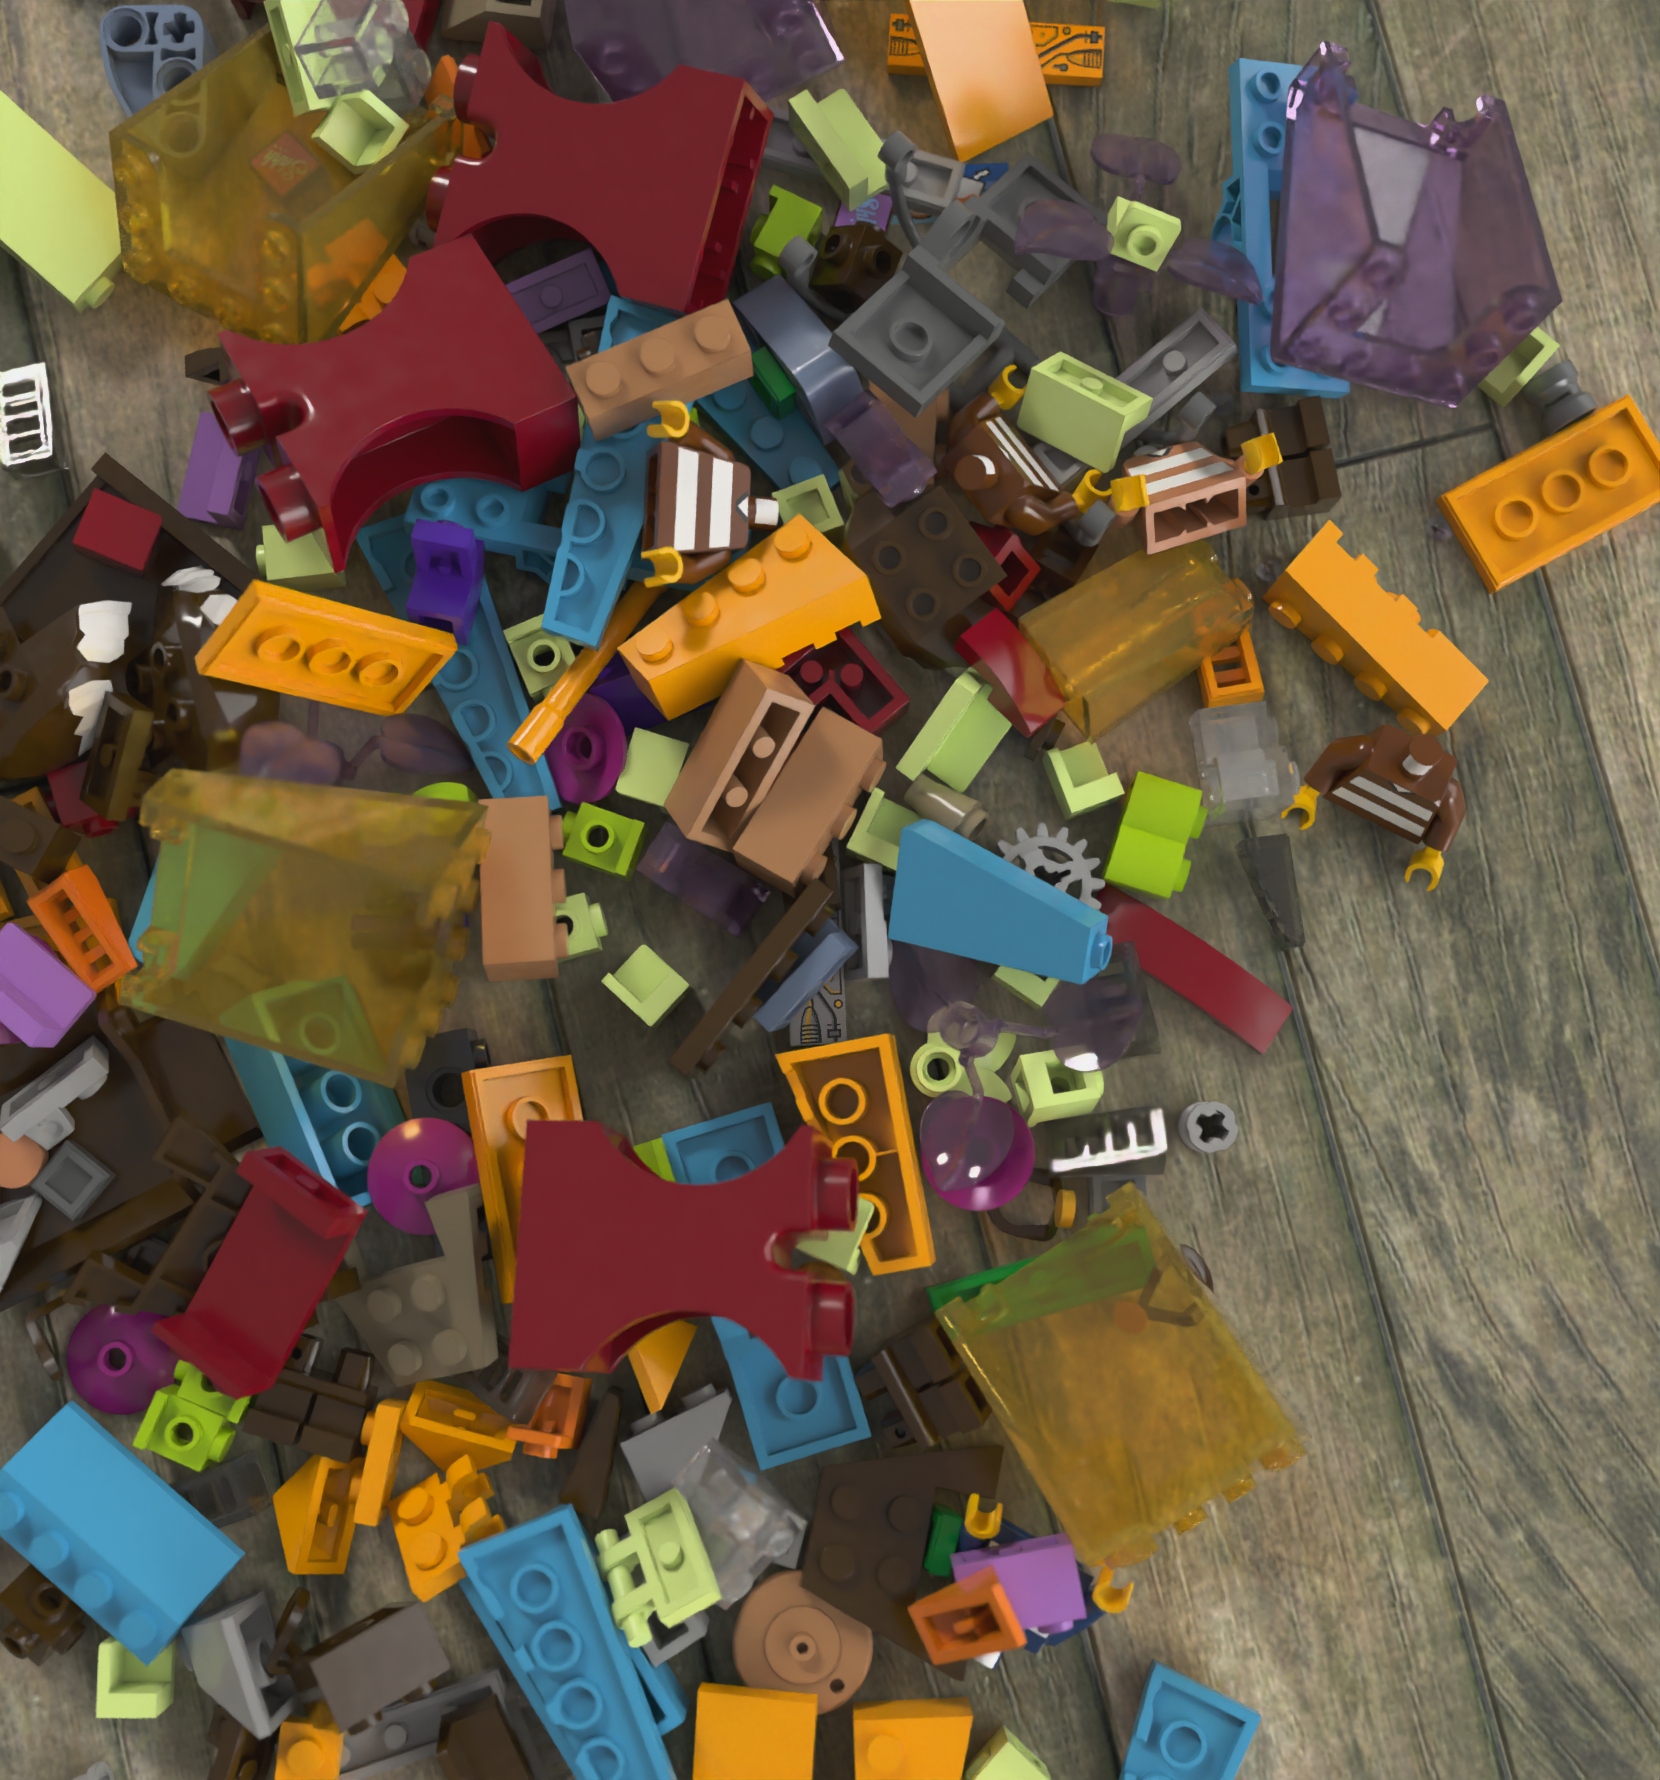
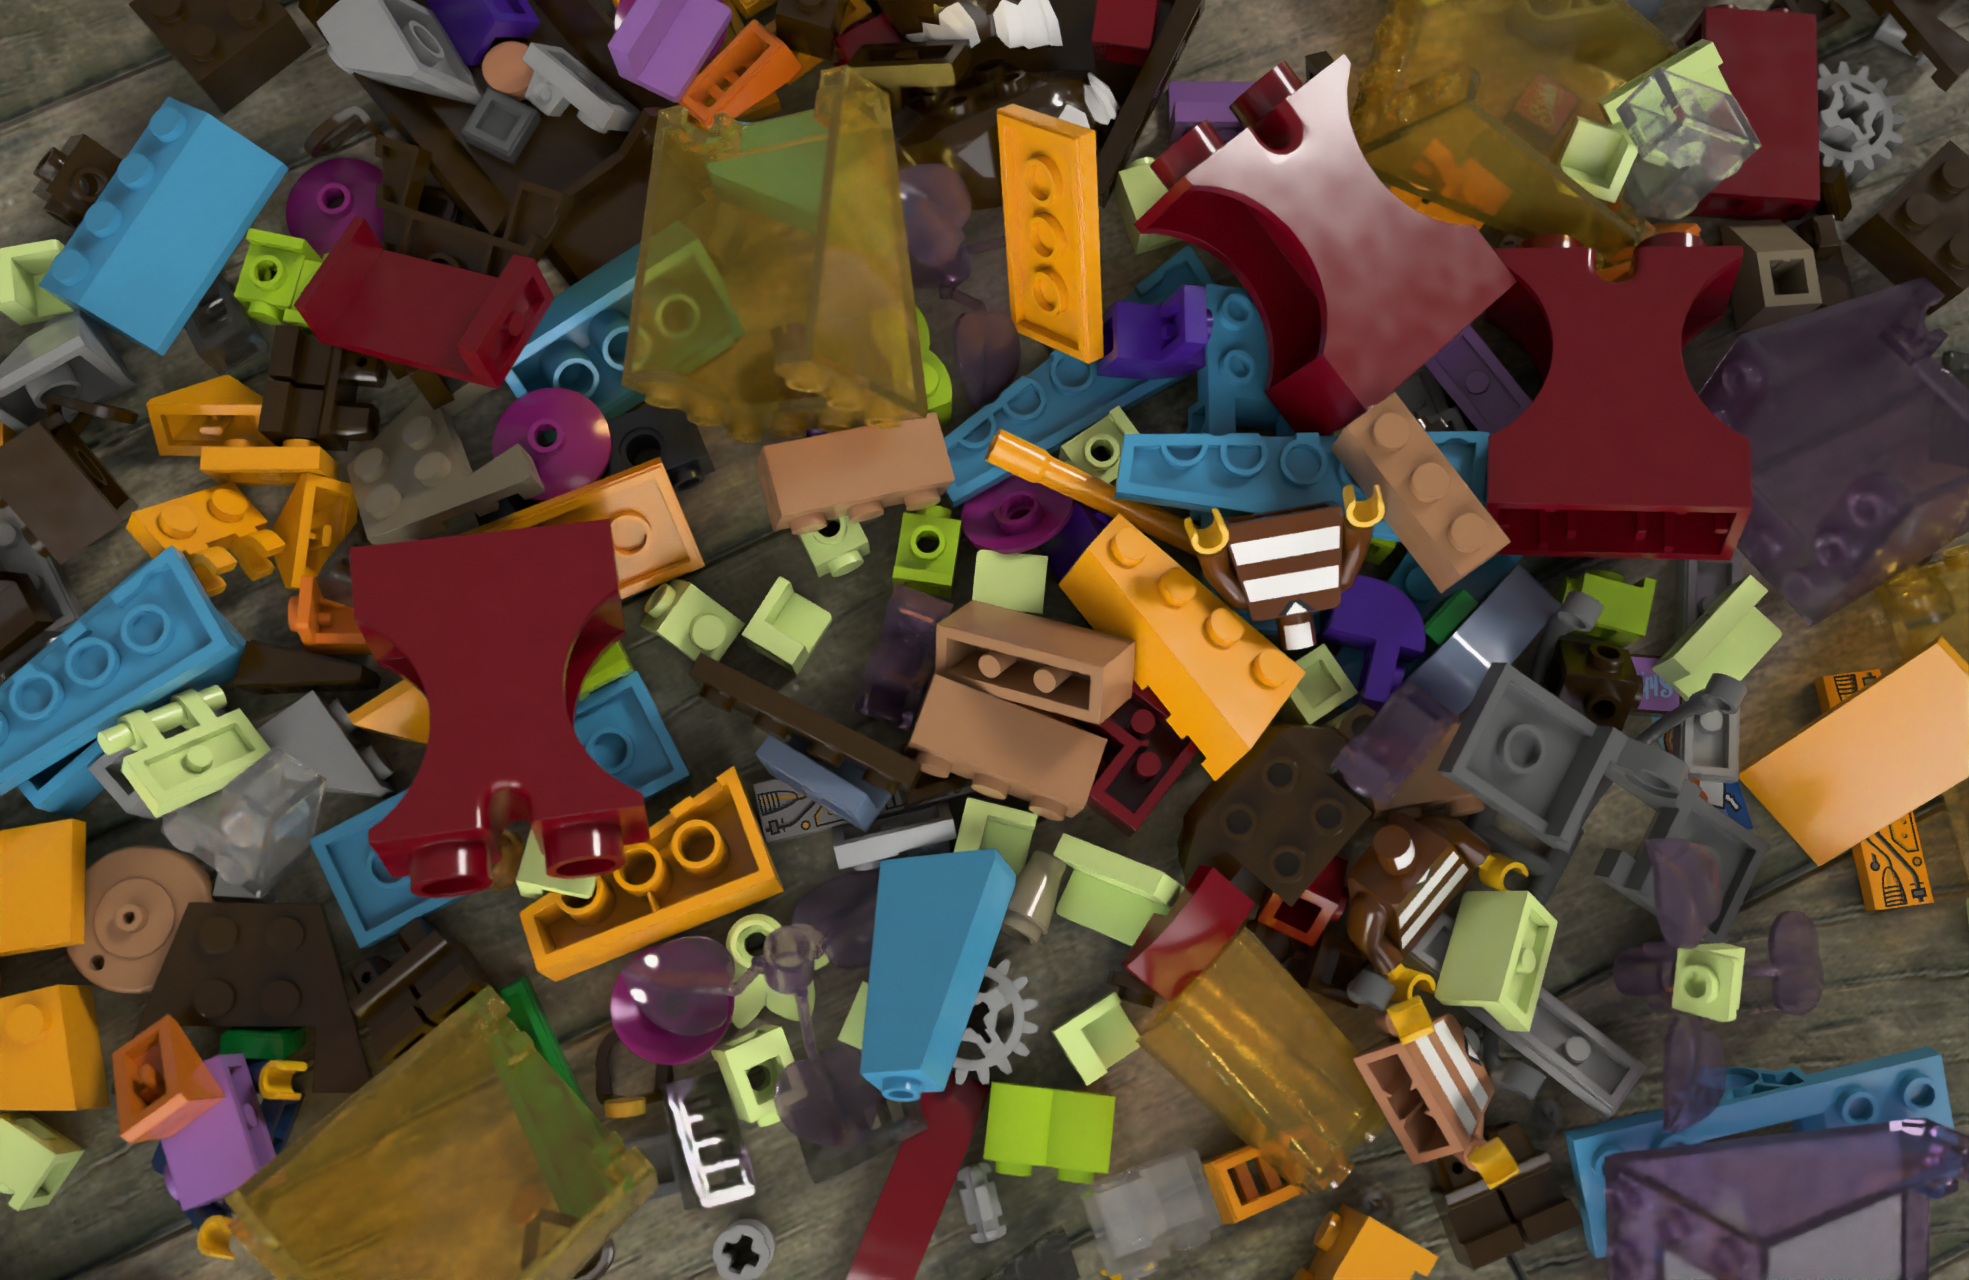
camera: 75 degrees right, 5 degrees down
(623, 1077) = (690, 620): none -> yellowish green bracket
(770, 434) = (1384, 626): none -> dark purple brick
(1204, 910) = (980, 1202): none -> light grey piece

